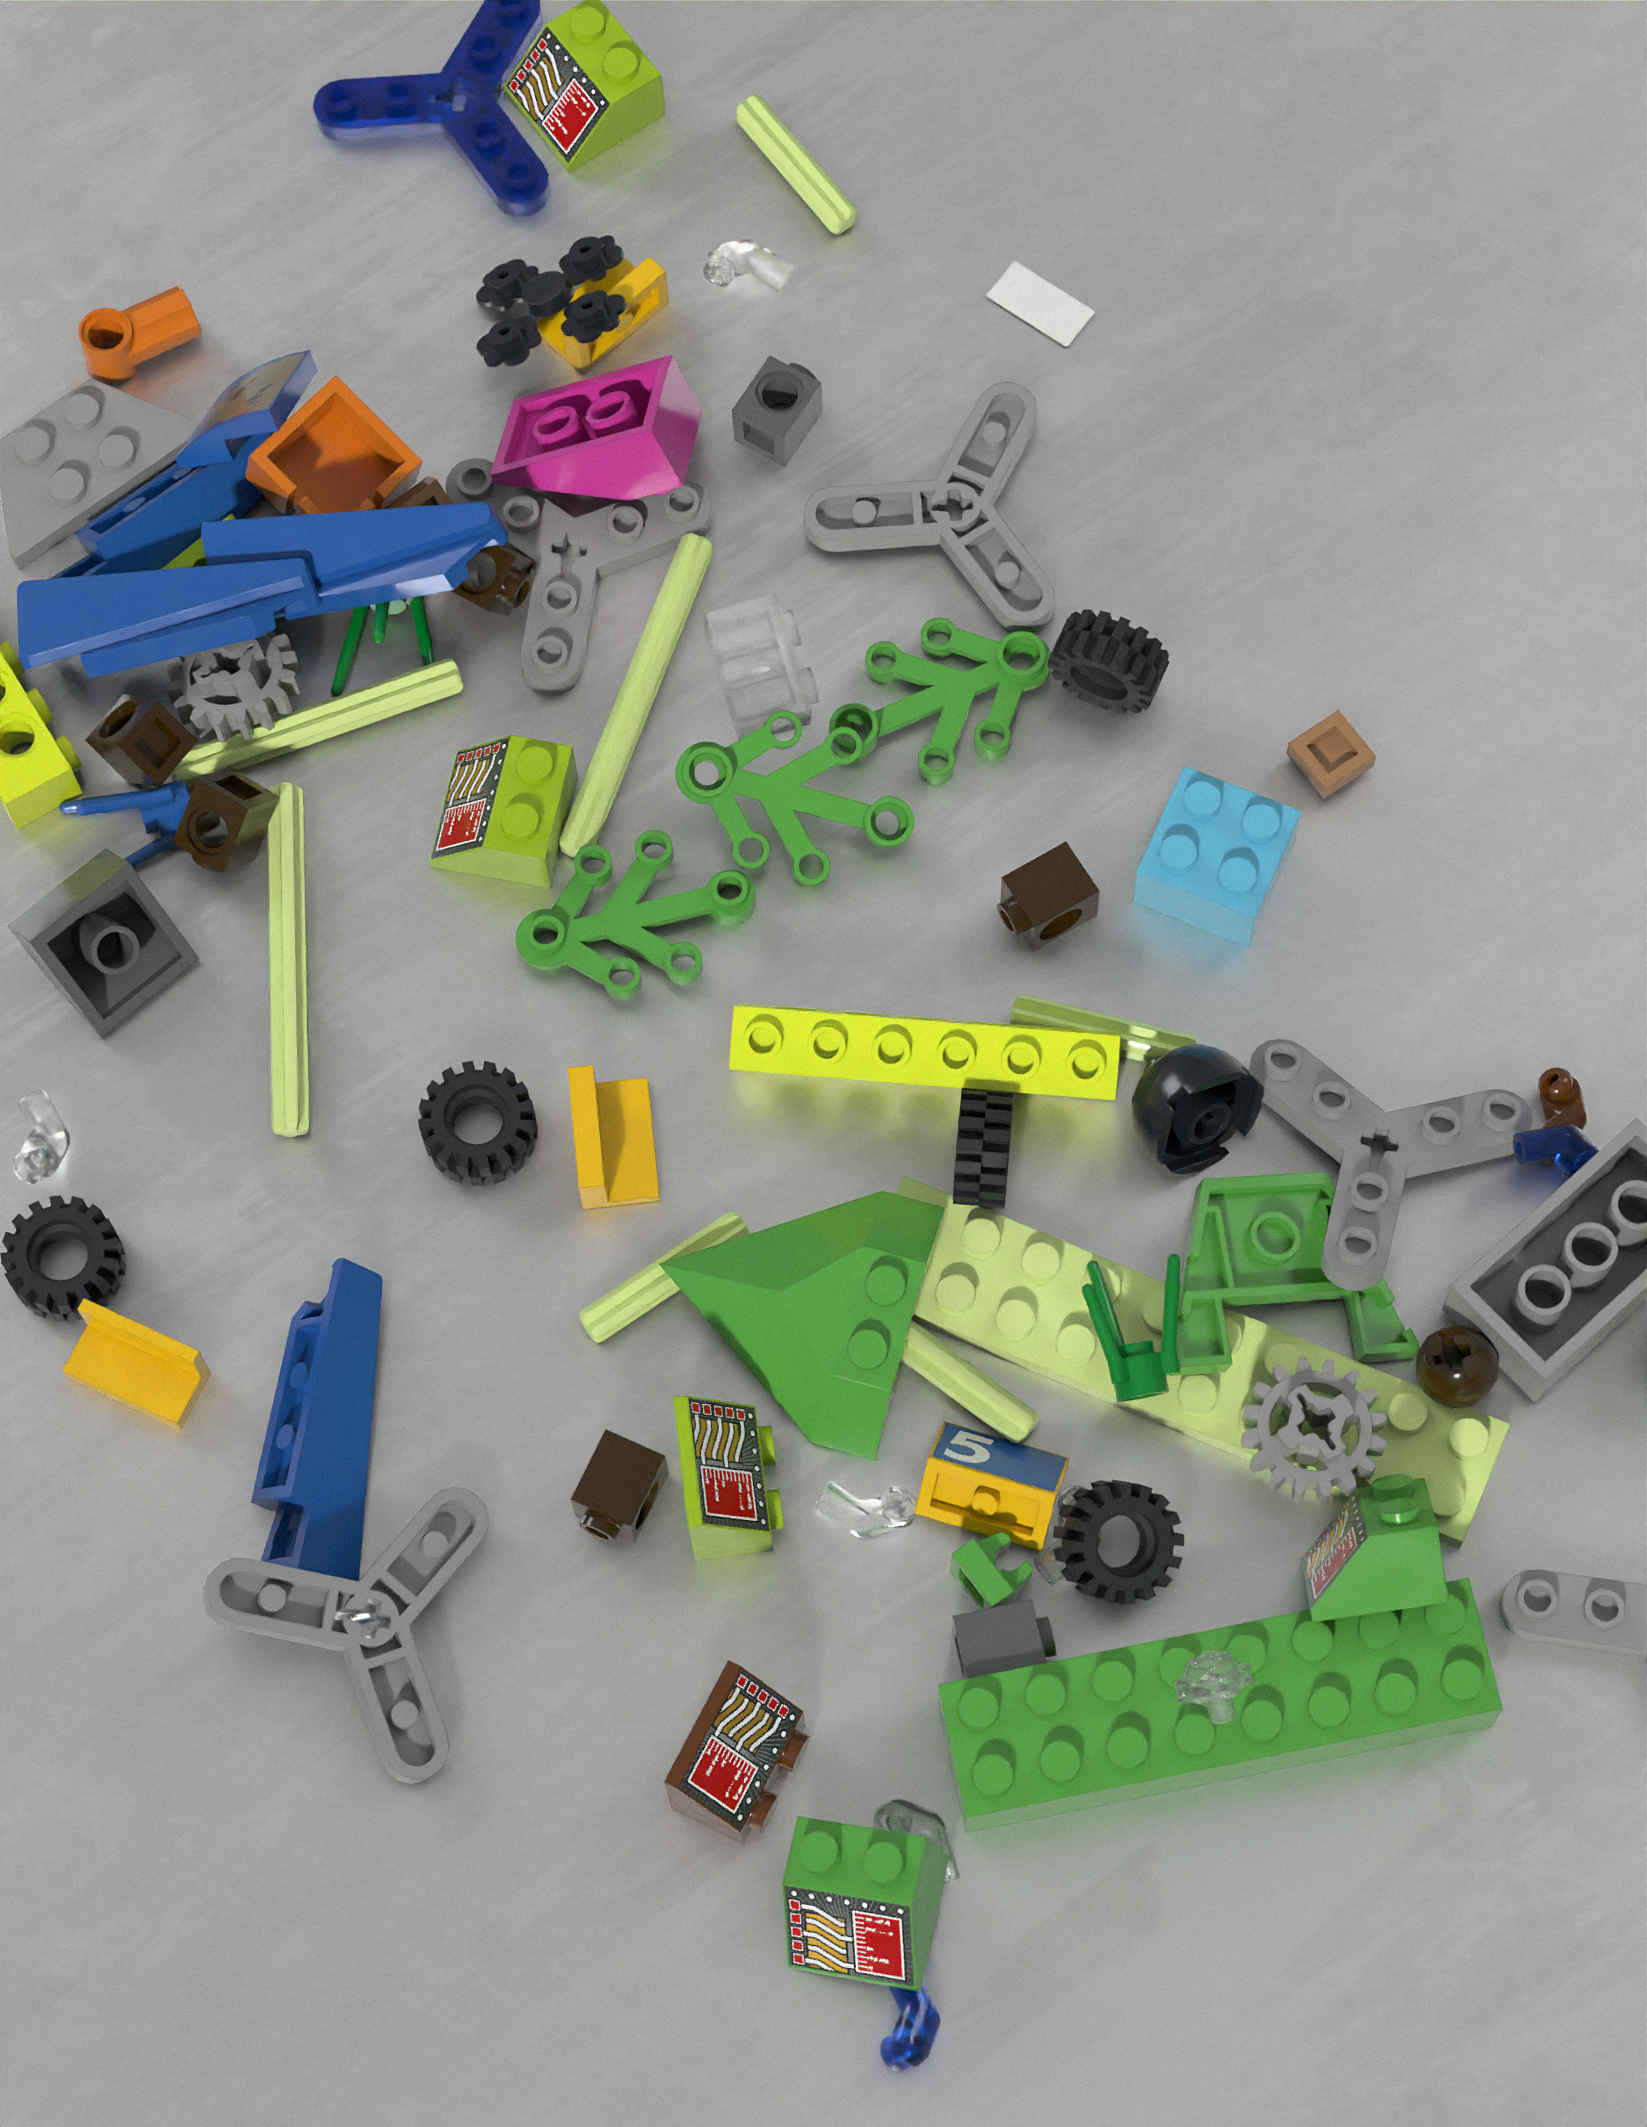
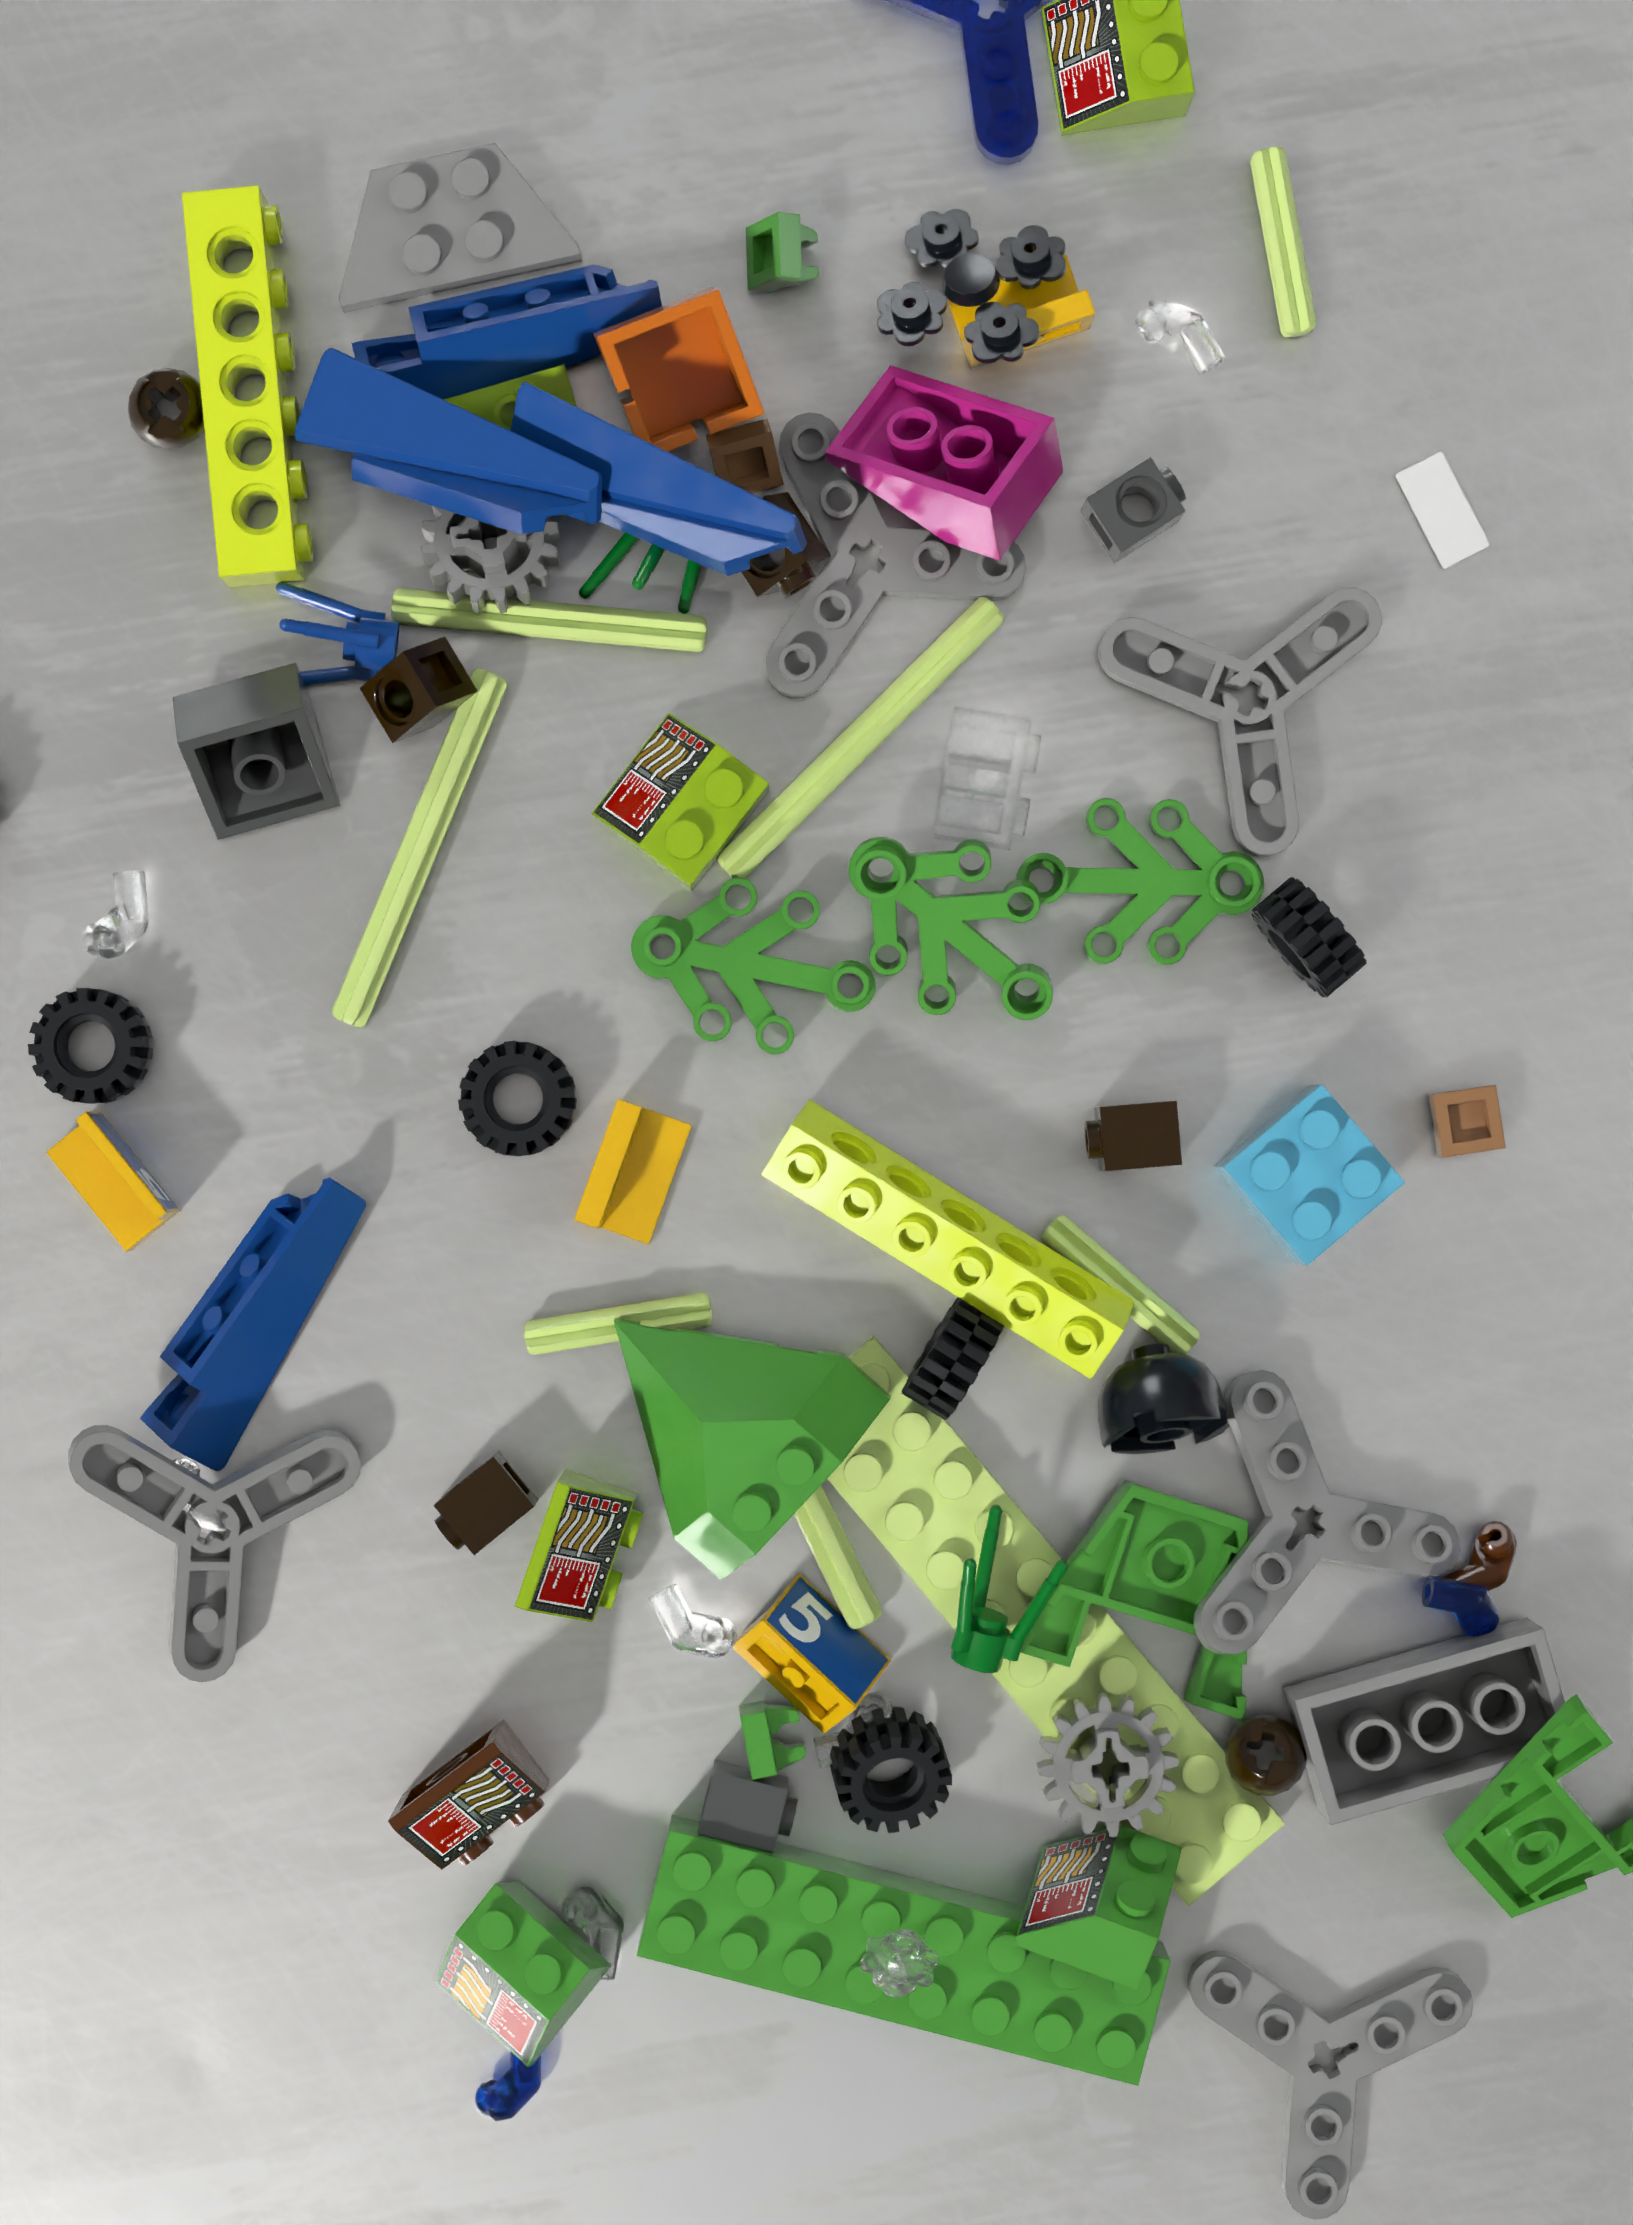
camera: 25 degrees right, 20 degrees up
(139, 332) = (571, 117): orange piece -> none
(141, 740) = (375, 568): dark brown brick -> none
(248, 407) = (624, 269): blue slope -> none
(373, 353) = (776, 255): none -> bright green tile

